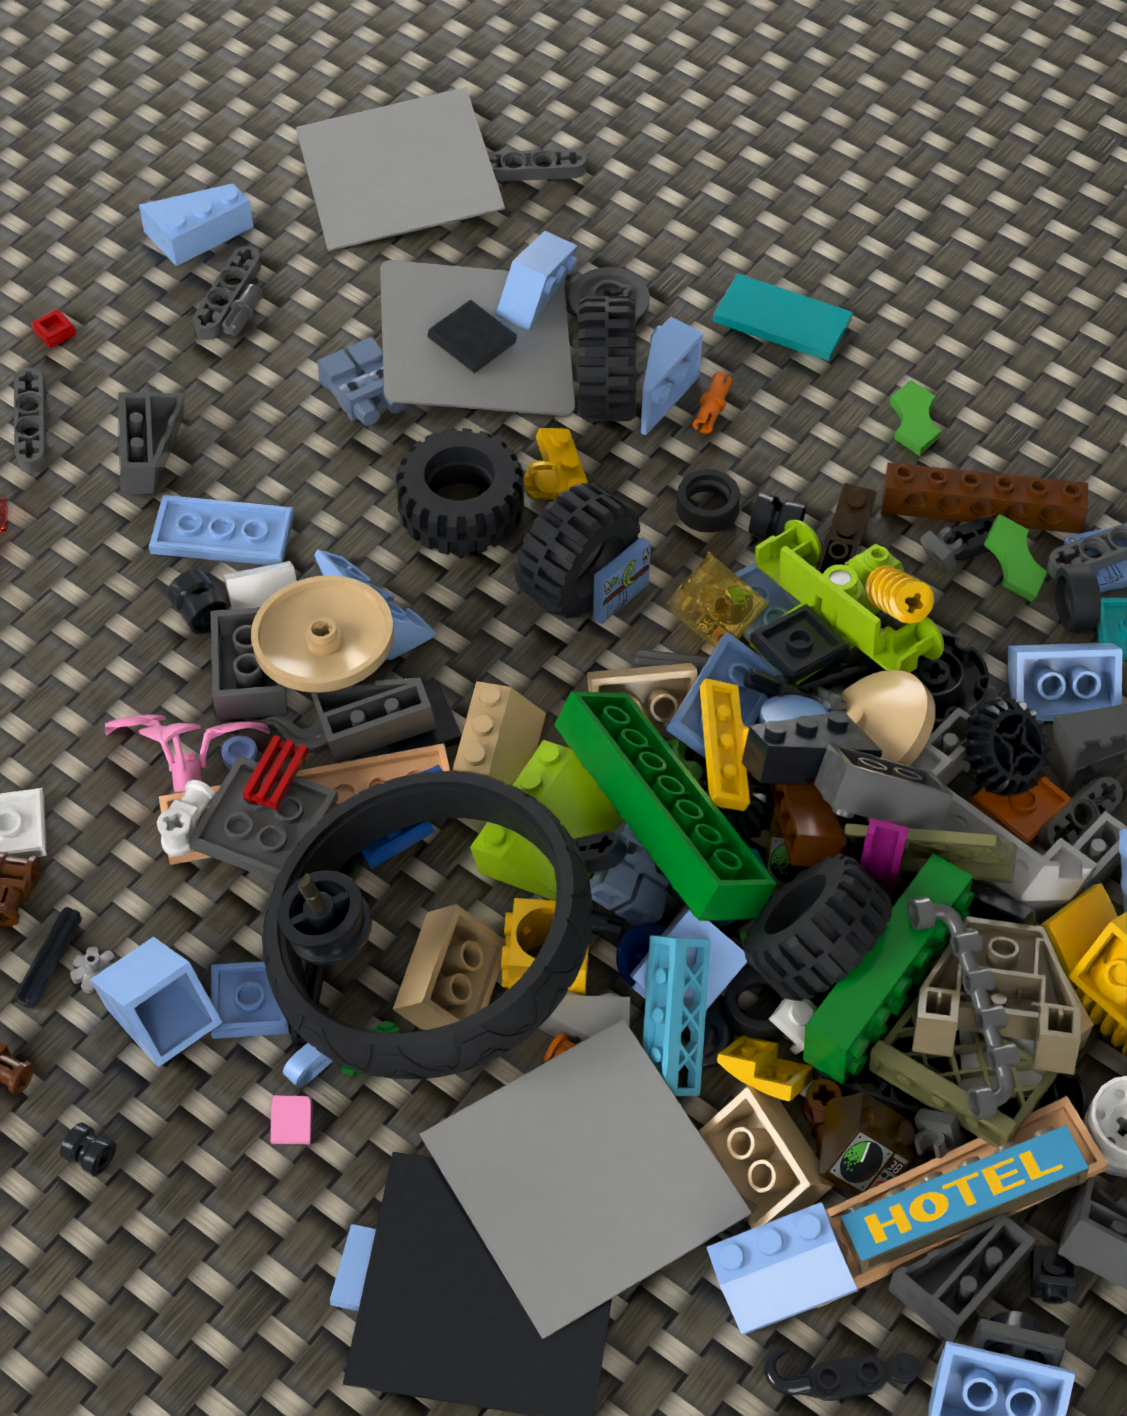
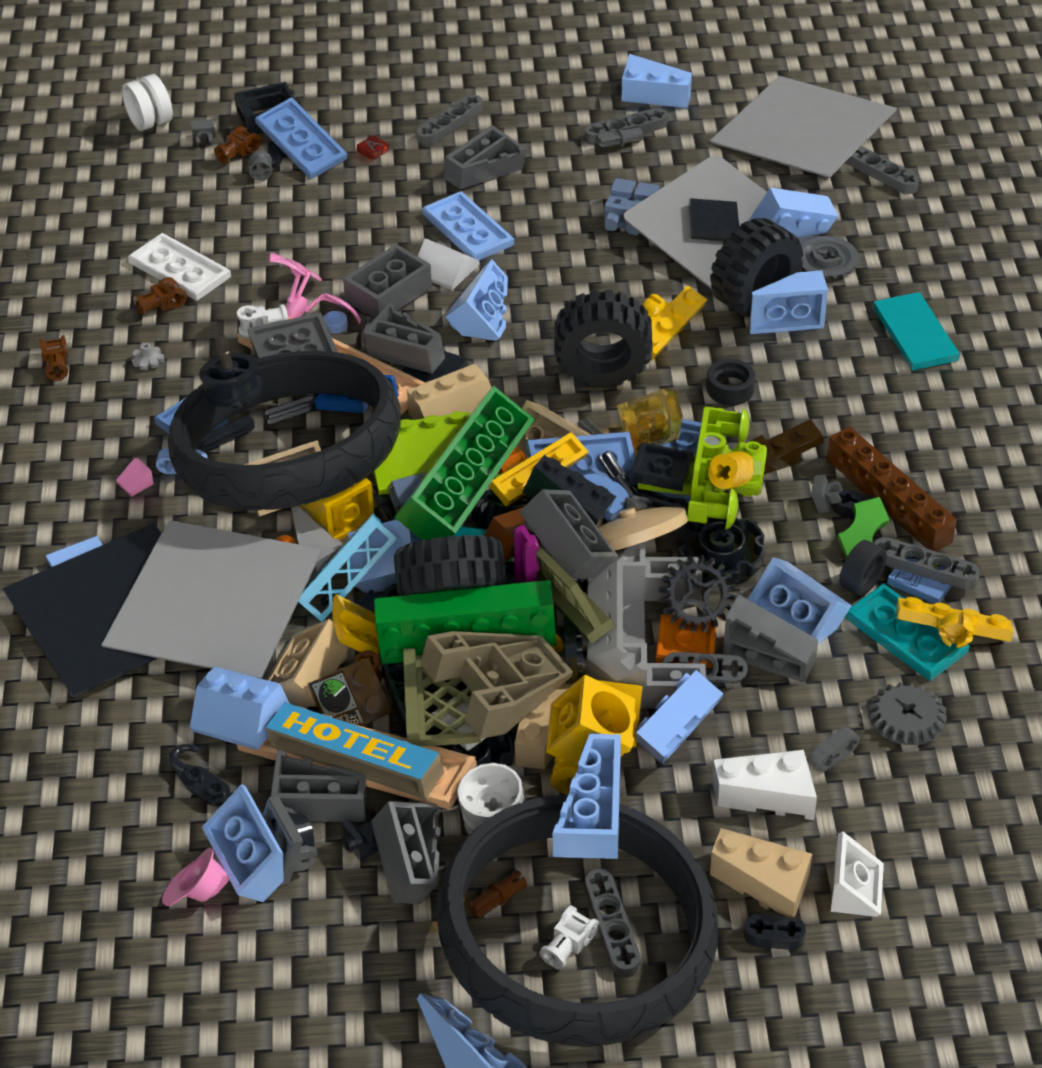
camera: 50 degrees right, 10 degrees down
(48, 957) = (135, 337): black axle -> none
(53, 328) = (519, 89): red tile -> none
(88, 1149) = (40, 418): black wheel -> none
(157, 1000) = (145, 383): light blue slope -> none
(195, 598) = (408, 236): black wheel -> none
(264, 764) = (323, 328): red tile -> none
(322, 633) = (425, 284): tan dish -> none
(460, 459) = (599, 267): black tyre -> none
(601, 850) = (407, 467): black beam -> none
(621, 580) = (618, 376): medium blue tile -> none
(712, 402) = (806, 340): orange pin -> none
(771, 515) = (760, 415): black wheel -> none
(913, 407) = (912, 433): bright green tile -> none
(937, 1132) = (393, 722): dark grey tile -> none
(988, 1018) = (467, 670): dark grey bar -> none

